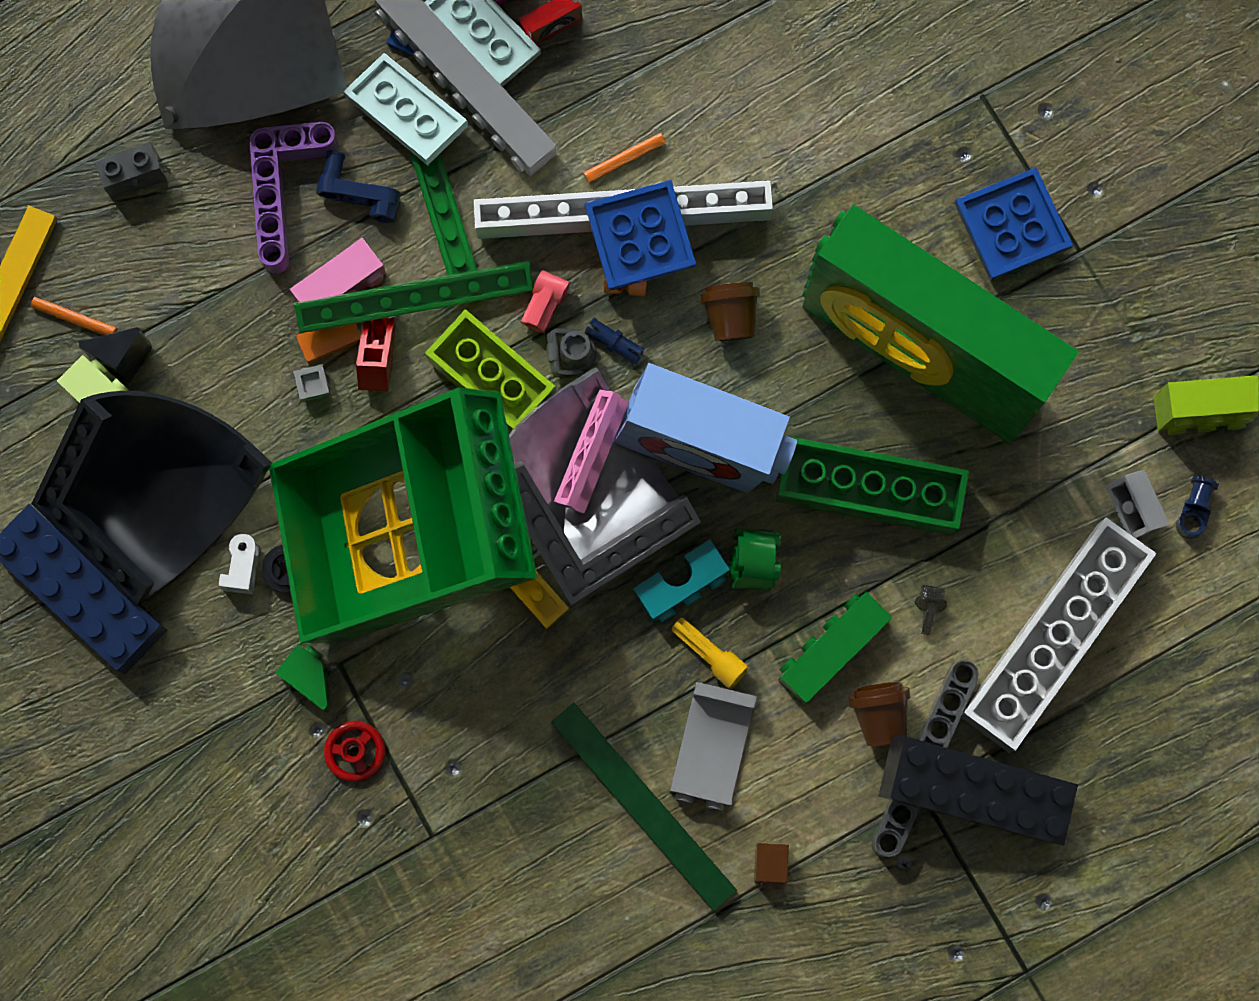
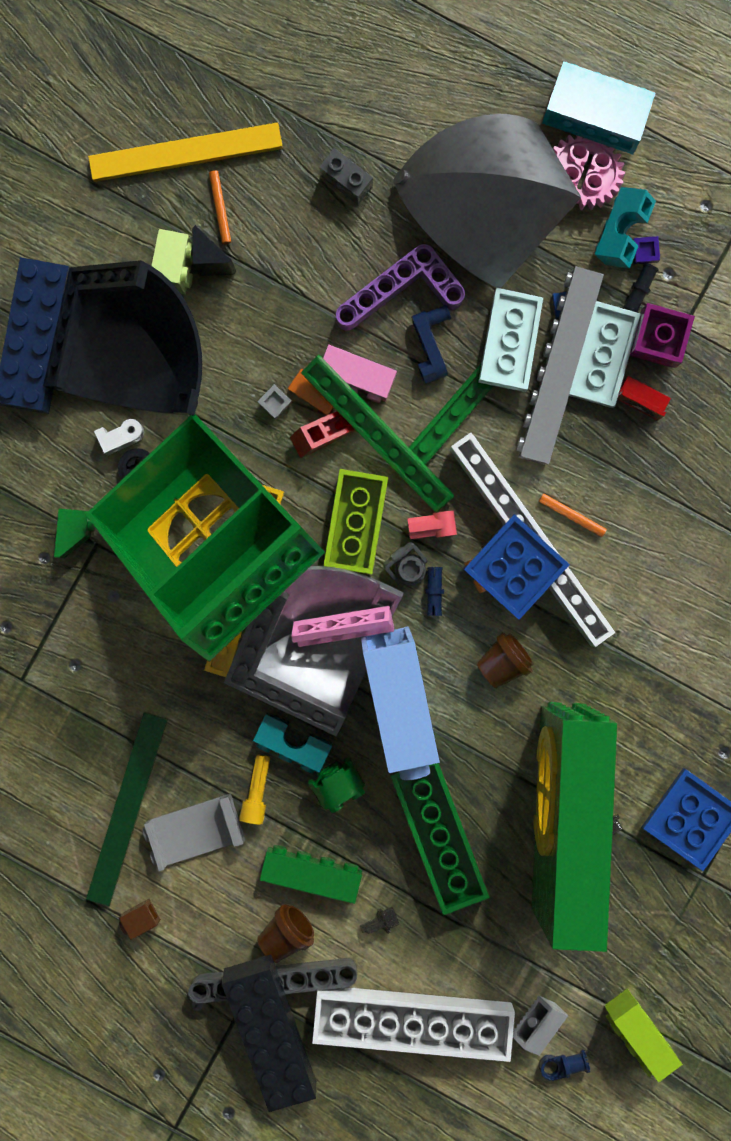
camera: 60 degrees right, 10 degrees up
(331, 748) = (35, 592): red piece -> none

